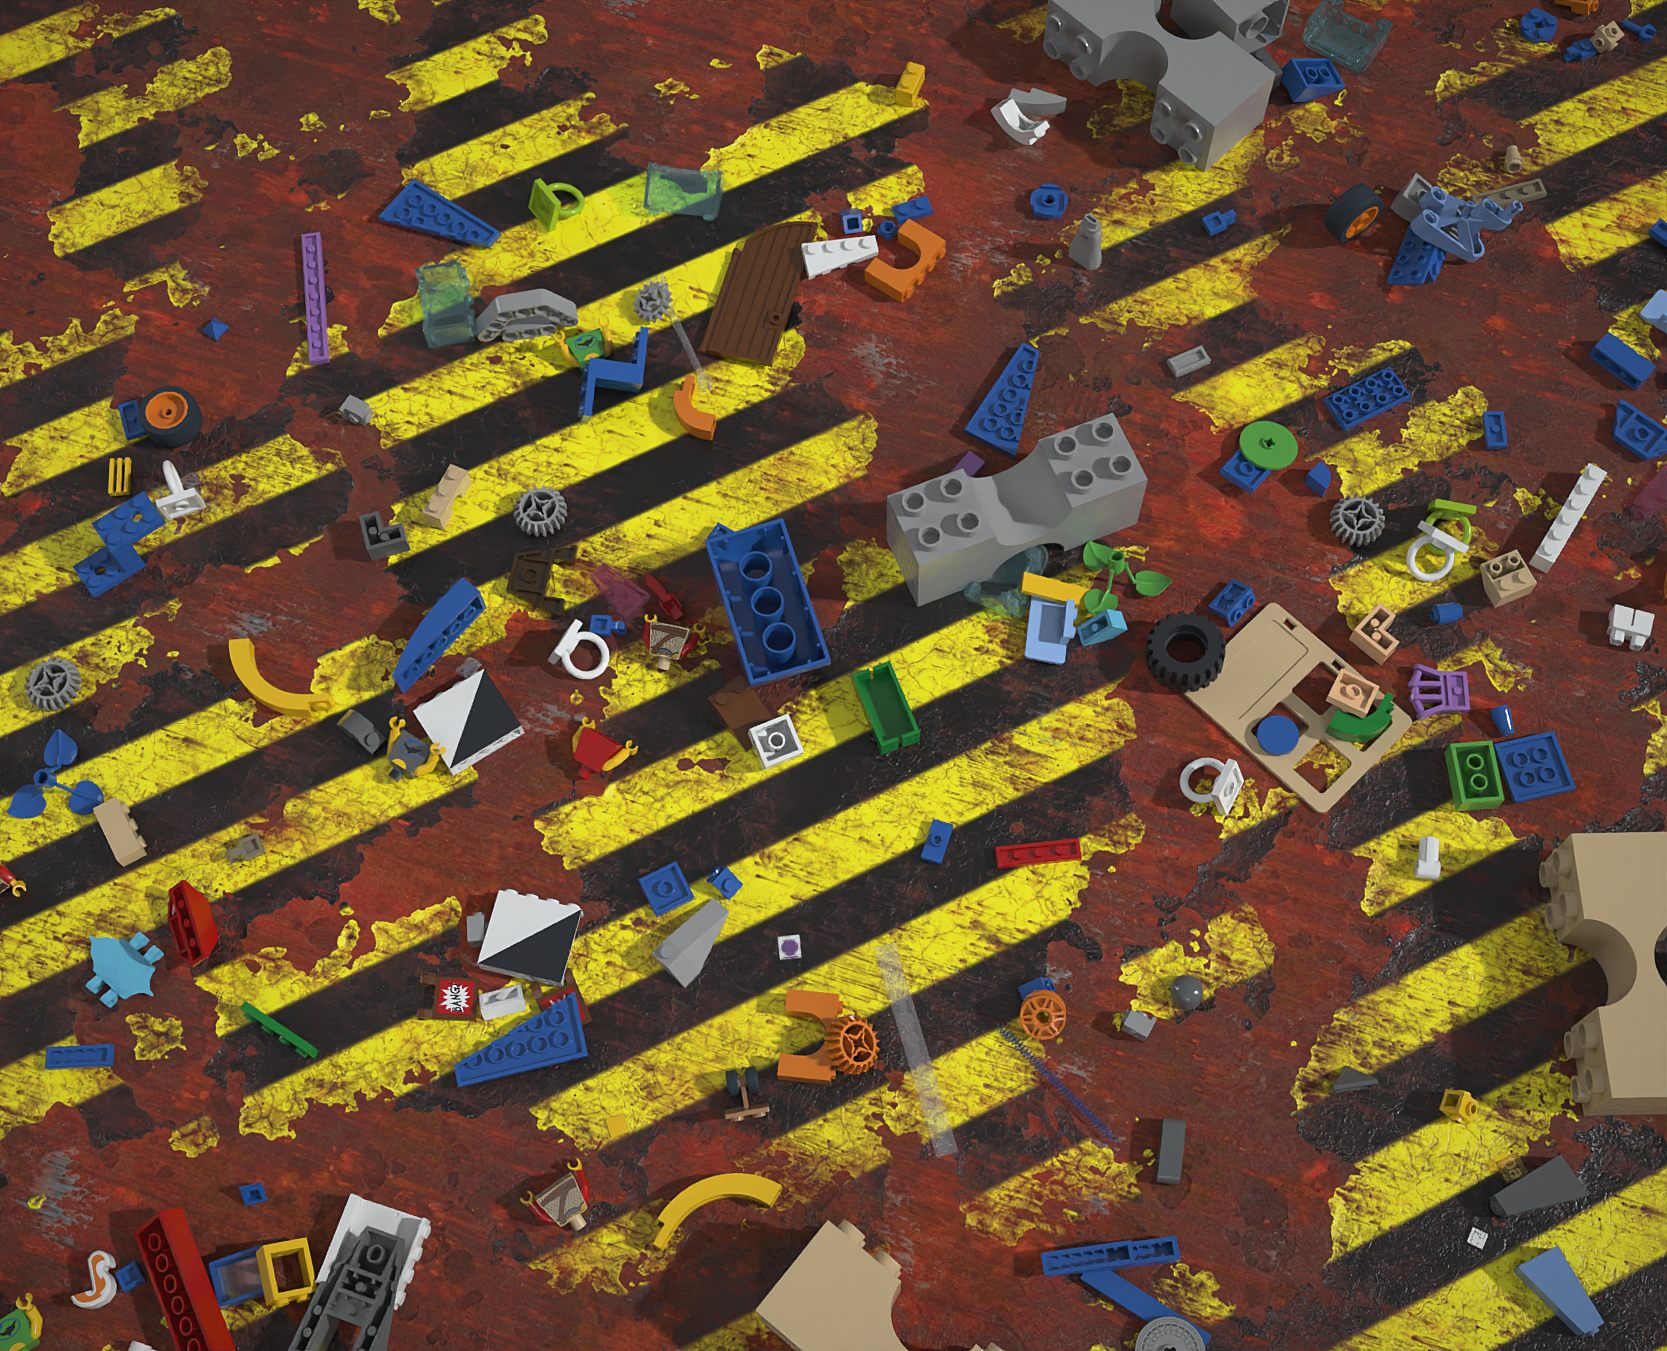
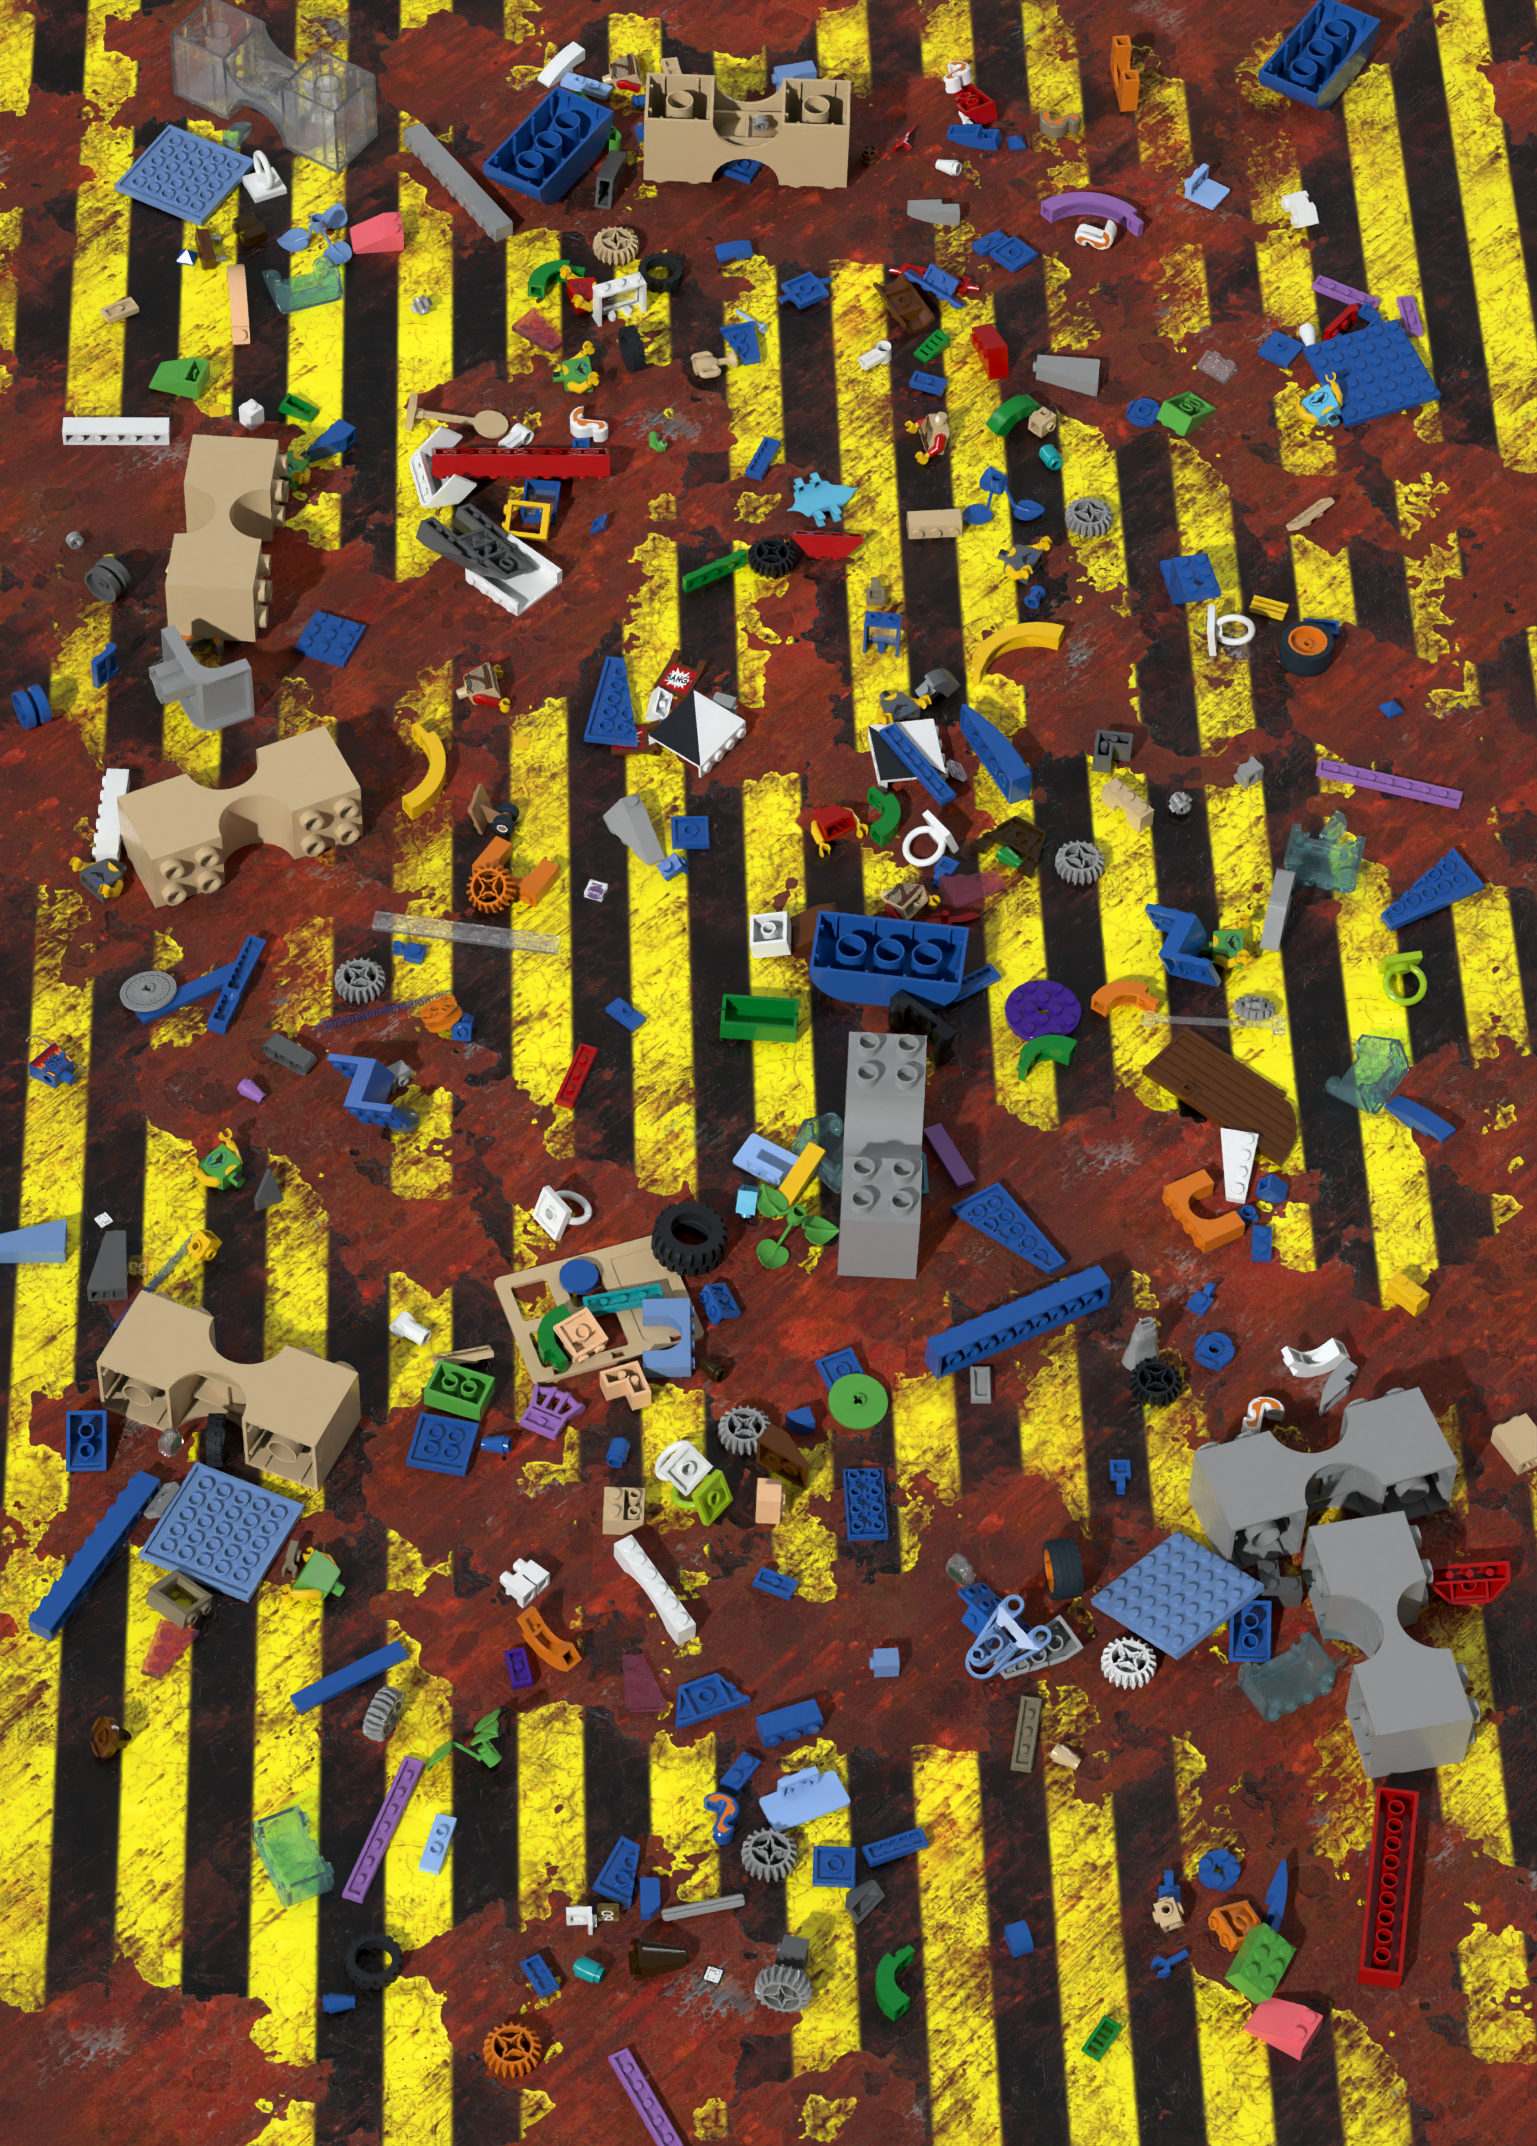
camera: 110 degrees right, 15 degrees down
(97, 1191) = (655, 444): none -> bright green arm
(144, 720) = (1024, 561): none -> torso
(190, 691) = (1035, 597): none -> blue bush
(229, 993) = (771, 562): none -> black gear
(308, 796) = (882, 630): none -> blue window
(395, 319) = (1334, 828): none -> clear light blue piece
(423, 453) = (1180, 803): none -> light grey gear
(485, 698) = (917, 764): none -> blue tile
(559, 701) = (888, 825): none -> green arch
(562, 576) = (1008, 857): none -> green cone
(713, 137) = (1419, 1117): none -> blue slope
(739, 493) = (1036, 995): none -> dark purple plate
(790, 455) = (1044, 1048): none -> green arch
(833, 535) = (908, 1013): none -> black piece
(967, 1093) = (412, 952): none -> blue plate
(1001, 230) = (1201, 1302): none -> blue plate
(1040, 1107) = (359, 975): none -> light grey gear
(1099, 147) = (1262, 1407): none -> white animal
(1117, 348) = (1017, 1322): none -> blue brick
(1122, 232) = (1156, 1389): none -> black gear
(1205, 1028) = (369, 1091): none -> blue bracket
(1237, 1166) = (250, 1090): none -> medium lavender cone
(1283, 682) = (621, 1300): none -> teal plate
(1308, 574) = (714, 1370): none -> dark brown cone
(1318, 604) = (677, 1360): none -> medium blue arch
(1319, 129) = (1177, 1595): none -> medium blue plate
(1353, 1144) = (221, 1166): none -> torso
(1372, 474) = (781, 1455): none -> reddish brown slope
(1388, 298) = (960, 1570): none -> clear rock
(1398, 147) = (1125, 1670): none -> white gear
(1421, 467) = (770, 1501): none -> light nougat brick
(1429, 796) = (469, 1355): none -> tan plate
(1516, 316) = (885, 1662): none -> medium blue brick
(1522, 1138) = (167, 1264): none -> piece

